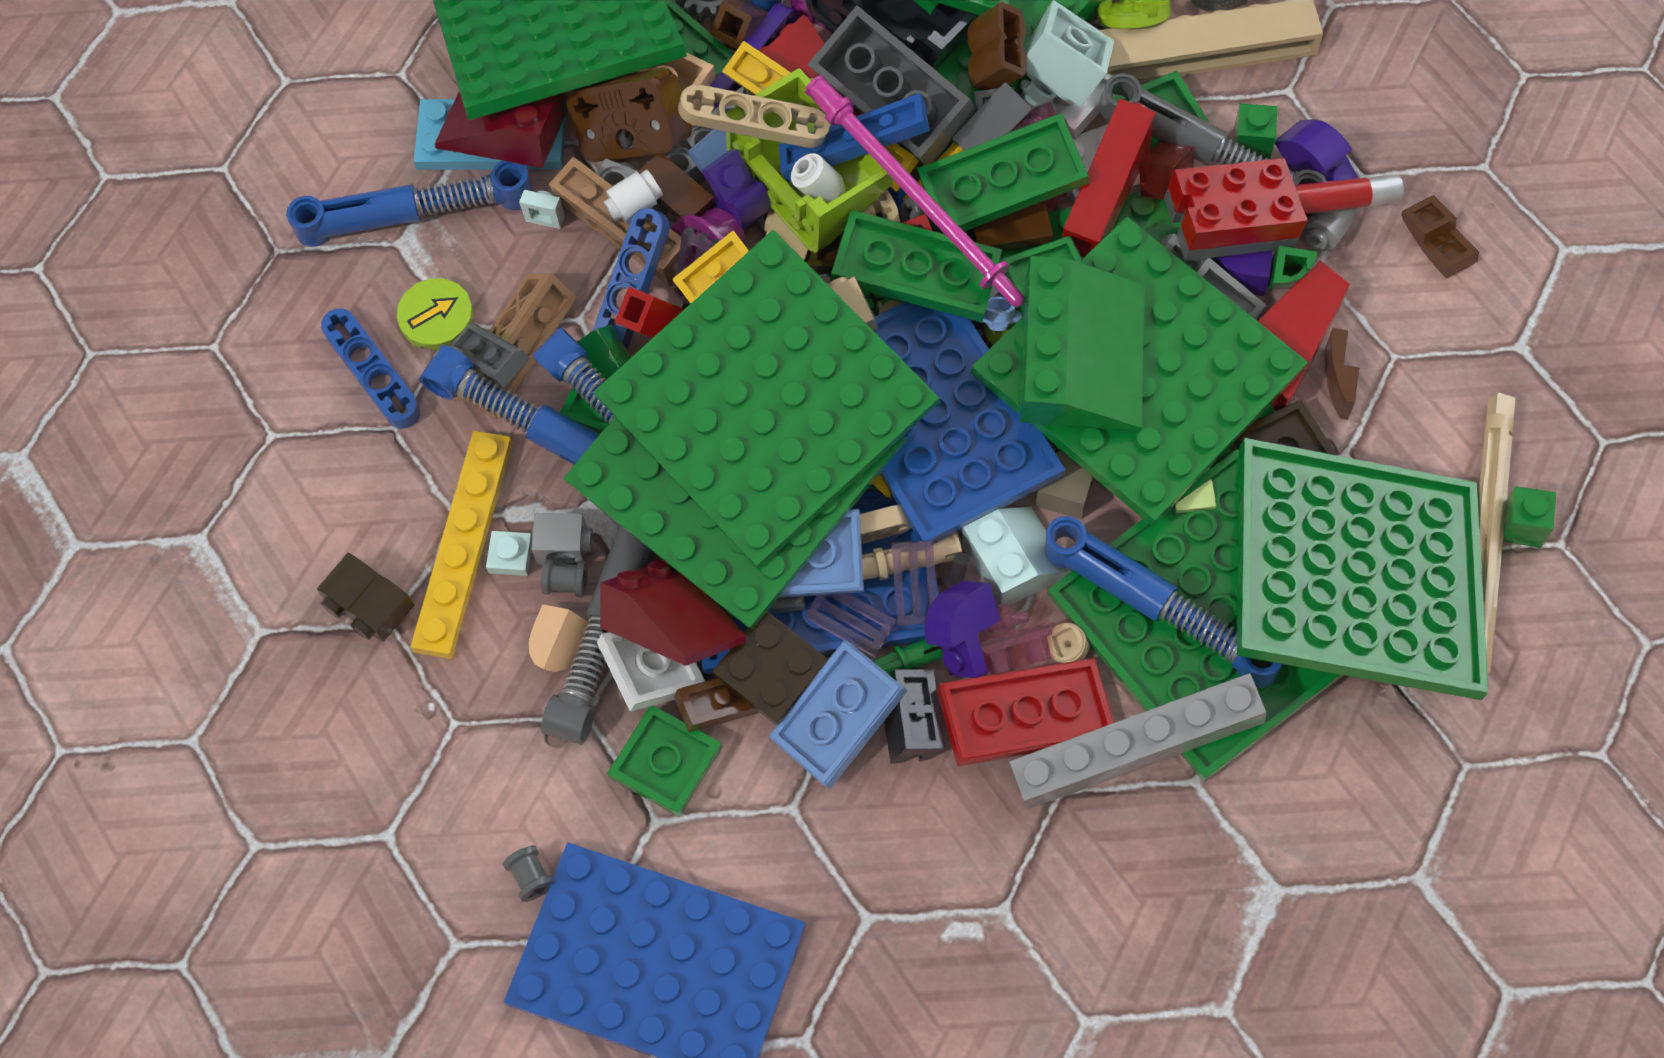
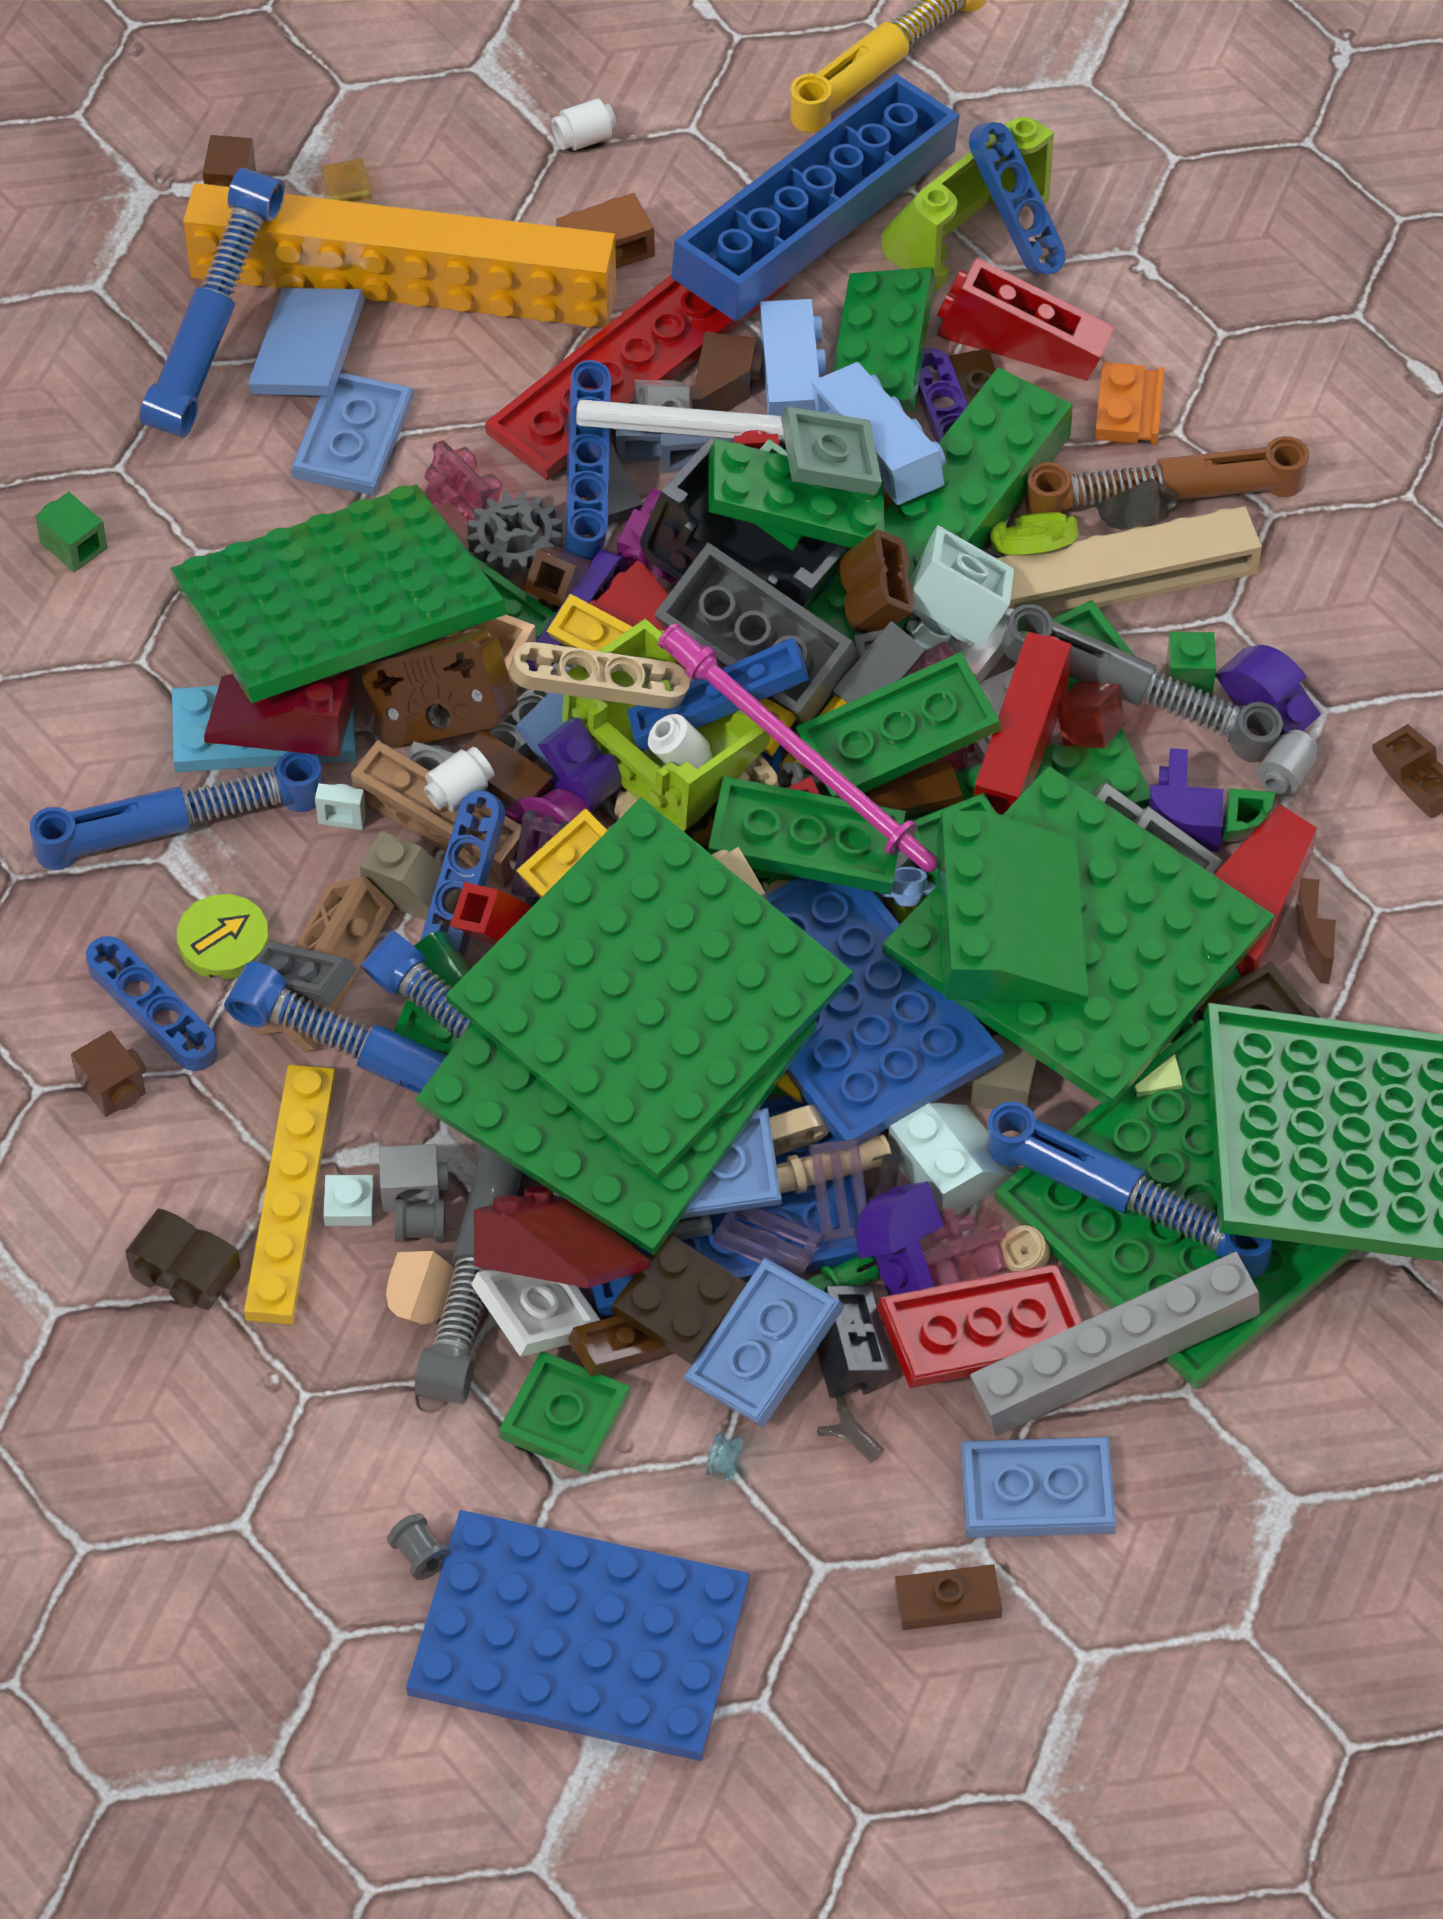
camera: 10 degrees left, 10 degrees down
(327, 428) = (109, 1073): none -> reddish brown brick
(584, 271) = (405, 875): none -> dark tan slope
(793, 812) = (723, 1455): none -> clear light blue bush
(905, 796) = (852, 1432): none -> clear smoke bar
(973, 957) = (948, 1597): none -> reddish brown plate
(1060, 861) = (1037, 1487): none -> medium blue tile
(1258, 206) = (1201, 745): red piece -> none

